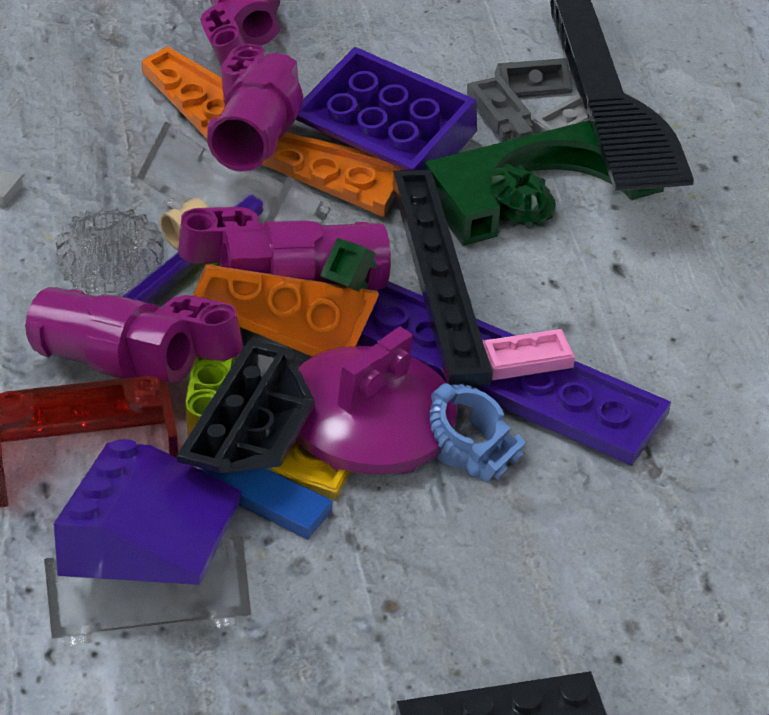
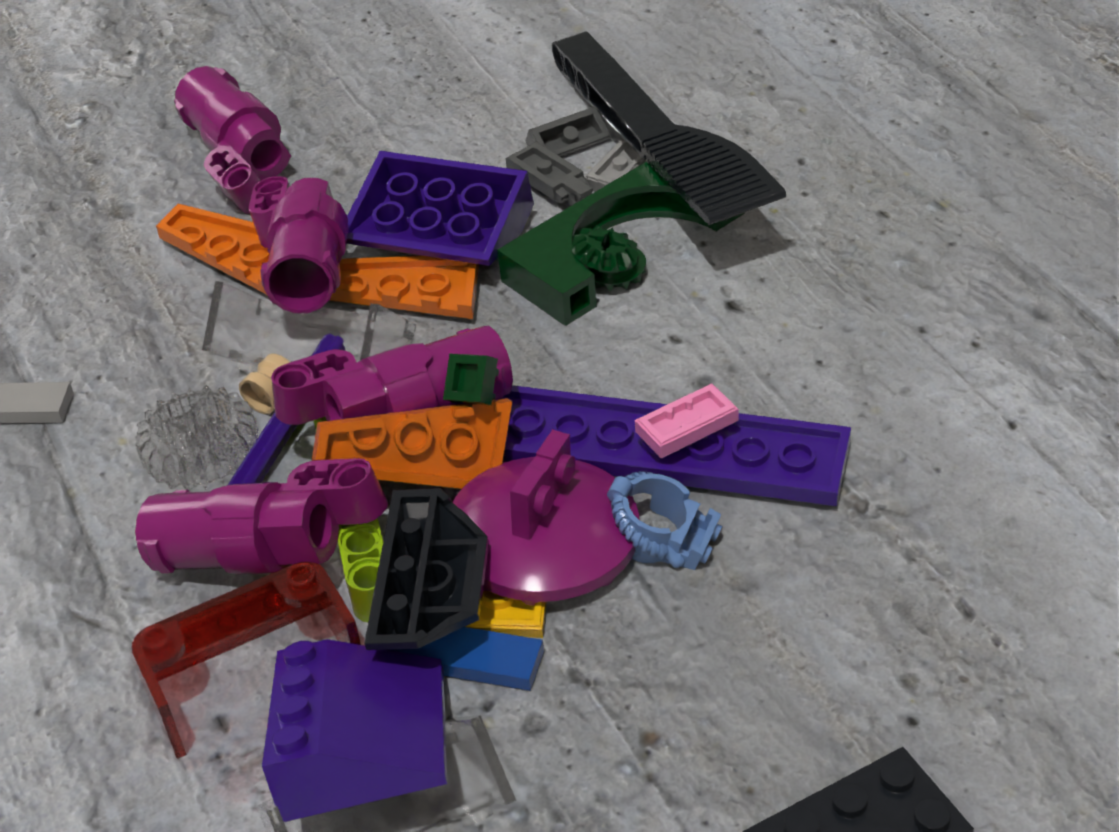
camera: 10 degrees left, 0 degrees up
(441, 280) = (566, 369): black plate -> none

